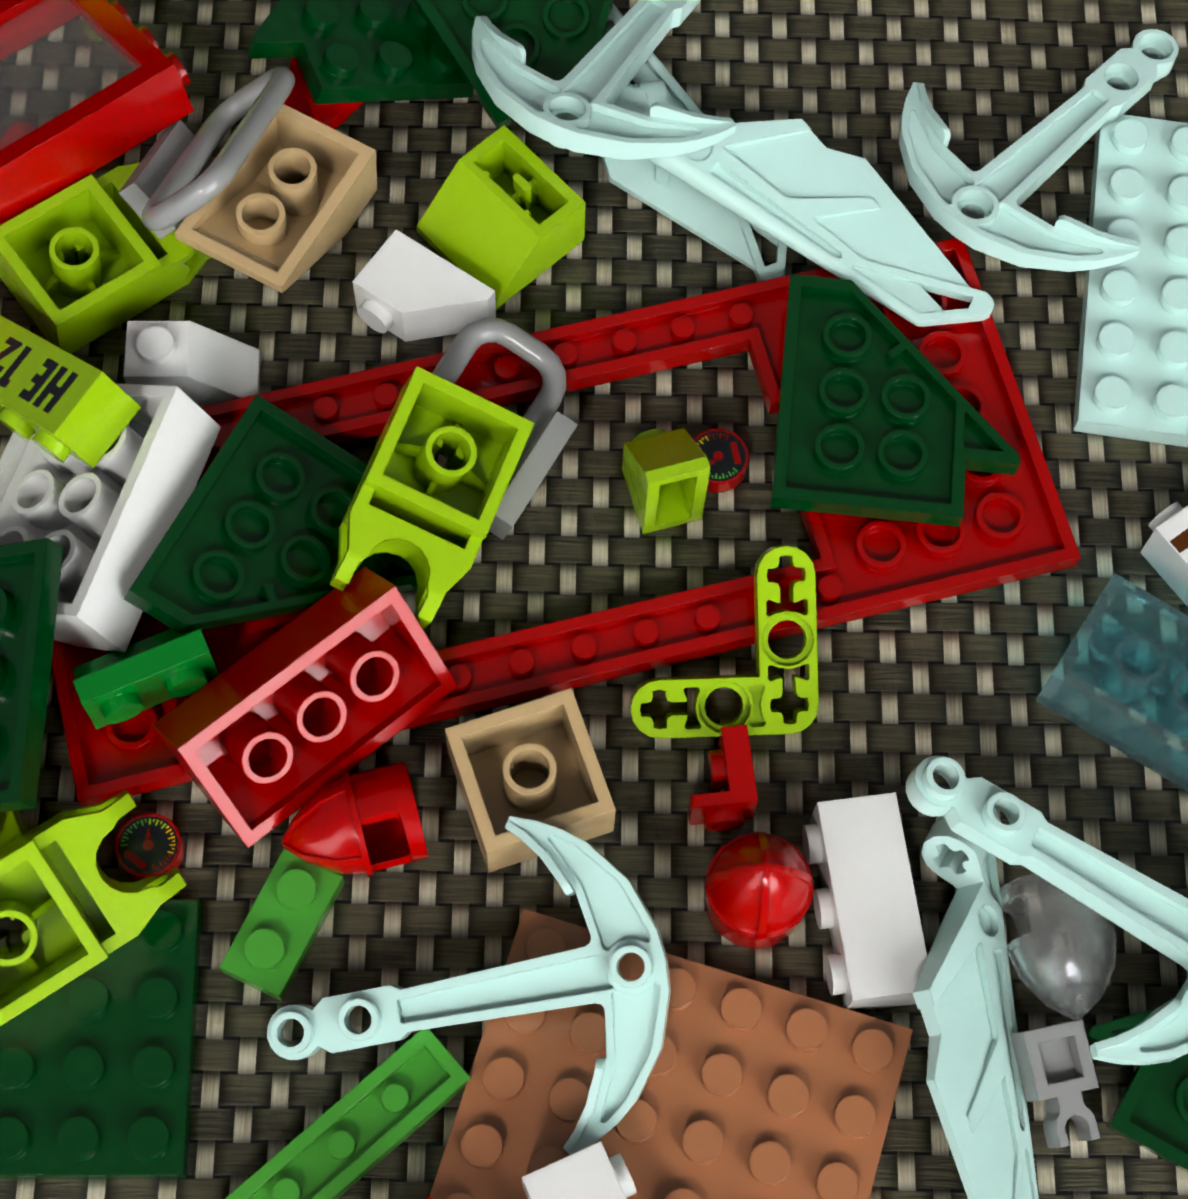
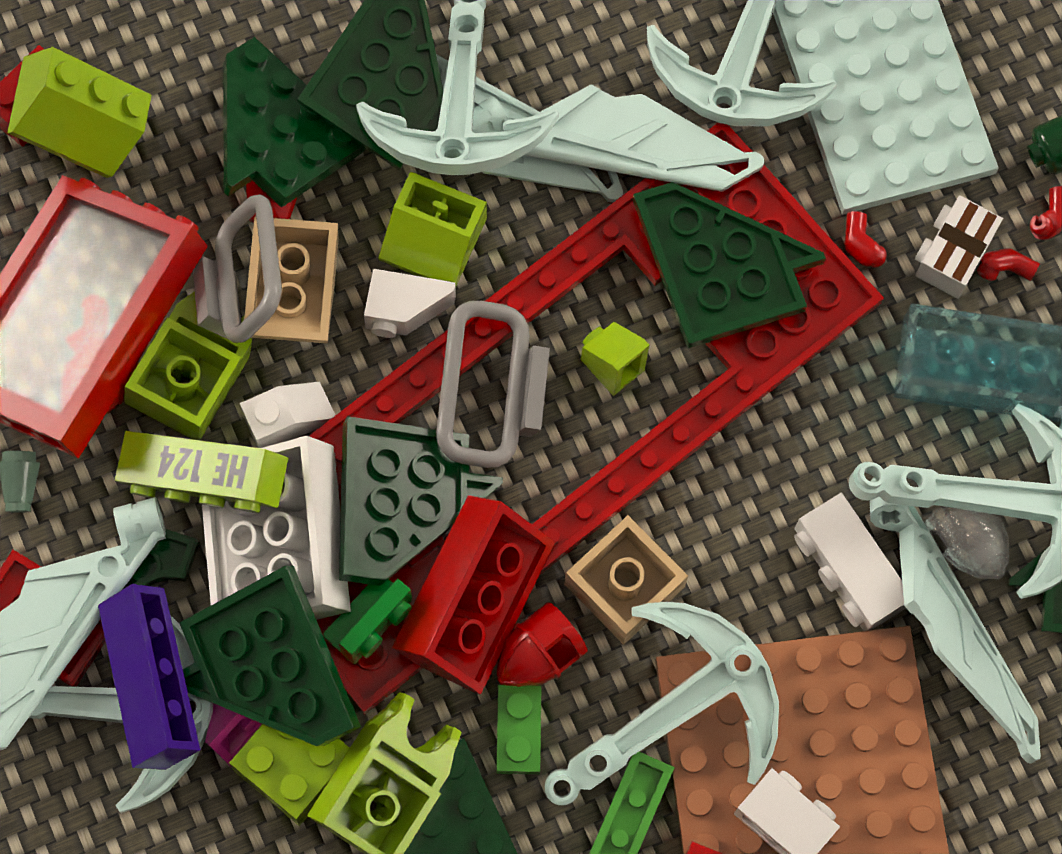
camera: 25 degrees left, 5 degrees up
(149, 846) = (422, 721): tile -> none
(419, 508) = (484, 445): lime brick -> none
(726, 457) = (641, 323): tile -> none
(729, 770) = (739, 520): red bracket -> none
(754, 689) = (730, 463): lime beam -> none
(757, 890) = (786, 585): red helmet -> none
(1056, 1068) = (999, 613): light grey plate -> none
(1080, 477) = (859, 244): none -> red arm

